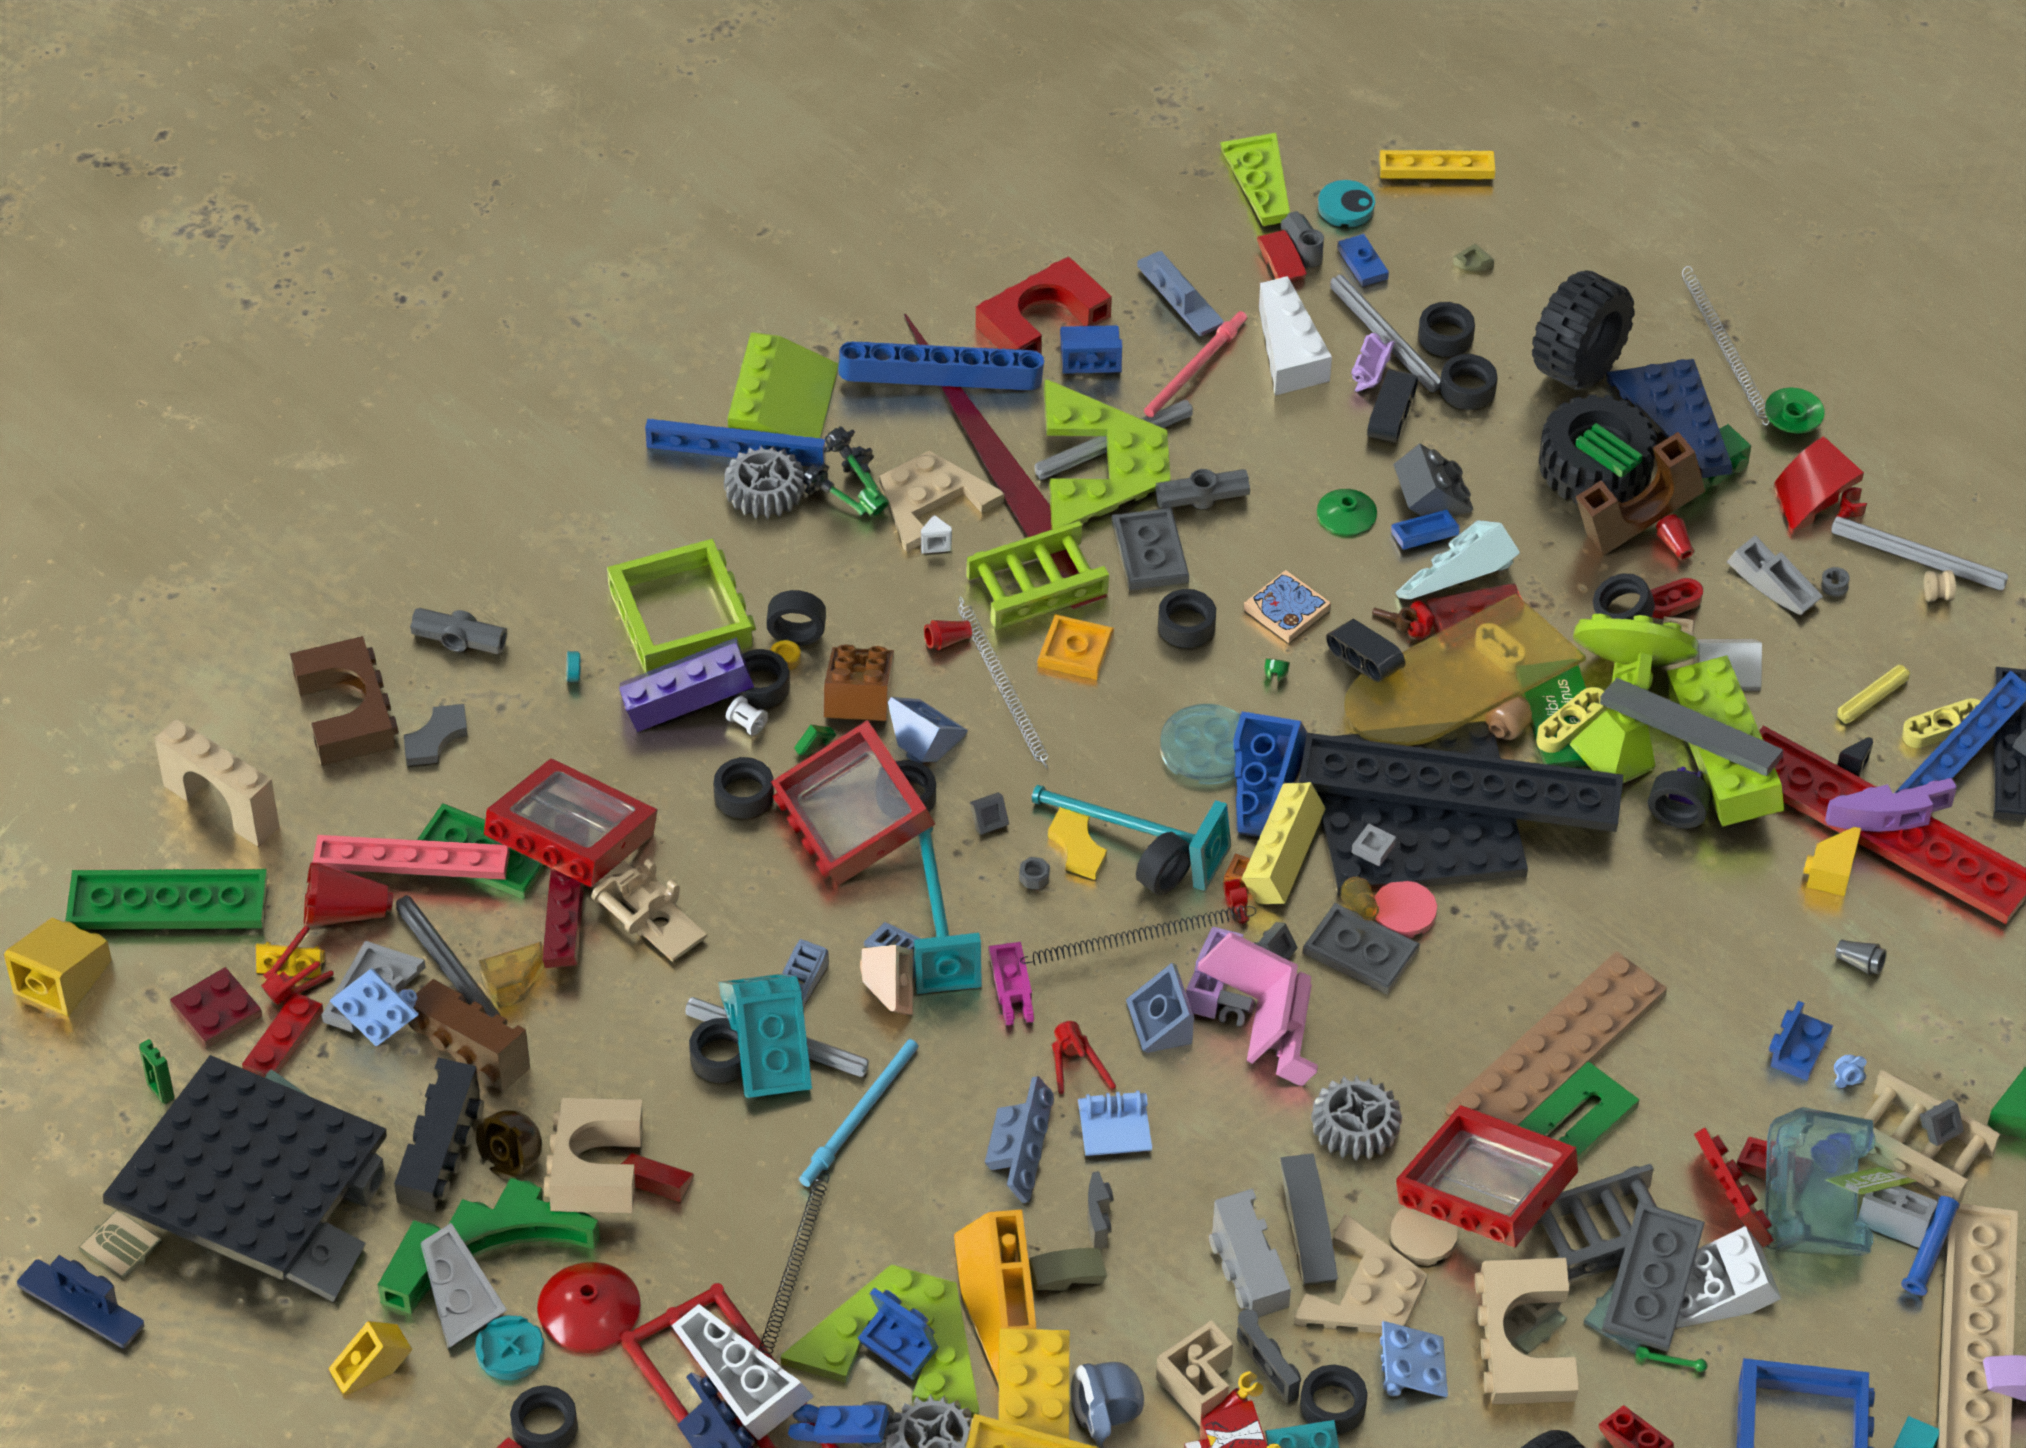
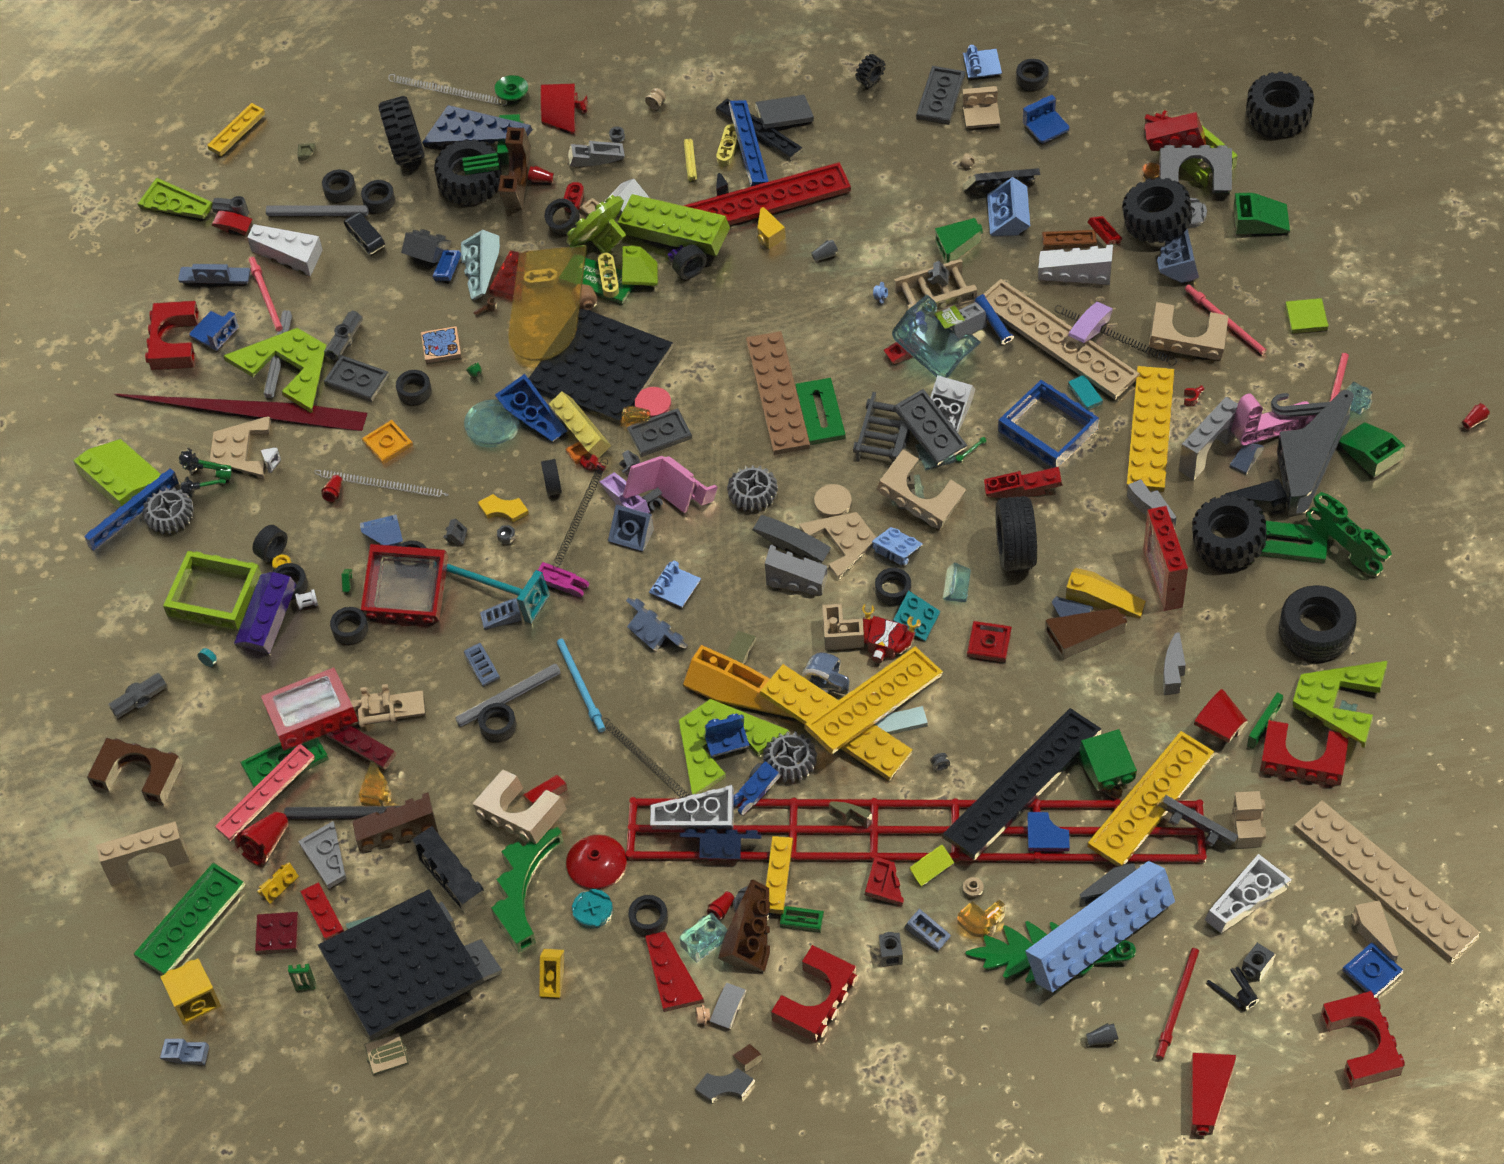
camera: 50 degrees left, 5 degrees up
(81, 1297) = (408, 1086): dark blue bracket -> none
(281, 987) = (293, 894): red plant -> none
(375, 1006) = (350, 854): light blue hinge -> none
(428, 742) = (194, 749): dark grey tile -> none
(458, 1285) = (545, 908): light grey wing -> none
(509, 1142) = (478, 842): dark brown cylinder -> none
(770, 1033) = (506, 685): teal bracket -> none
(858, 683) = (329, 541): dark orange slope -> none
(889, 976) = (517, 626): light nougat slope -> none
(940, 365) = (167, 395): blue beam -> none
(1042, 599) = (346, 441): lime fence -> none
(1073, 1042) = (615, 575): red plant -> none
(1099, 1198) = (713, 616): dark grey slope -> none
(1206, 847) = (556, 452): teal tile -> none
(1268, 1356) = (851, 598): dark grey plate -> none
(1346, 203) = (223, 178): teal tile -> none
(1346, 512) = (406, 289): green dish -> none
(1363, 260) = (264, 193): blue plate -> none
(1365, 650) = (499, 328): black beam -> none
(1371, 362) = (332, 225): lavender hinge -> none
(1373, 844) = (613, 390): light grey plate -> none
(1425, 617) = (500, 297): red arm -> none
(1462, 782) = (607, 336): black plate -> none
(1487, 1176) = (830, 455): red piece -> none
(1691, 726) = (664, 228): dark grey tile -> none
(1740, 1196) = (908, 369): red wing -> none
(1799, 1043) = (850, 302): blue bracket -> none
(1883, 811) = (762, 190): medium lavender slope -> none
(1919, 553) = (629, 95): light grey axle -> none

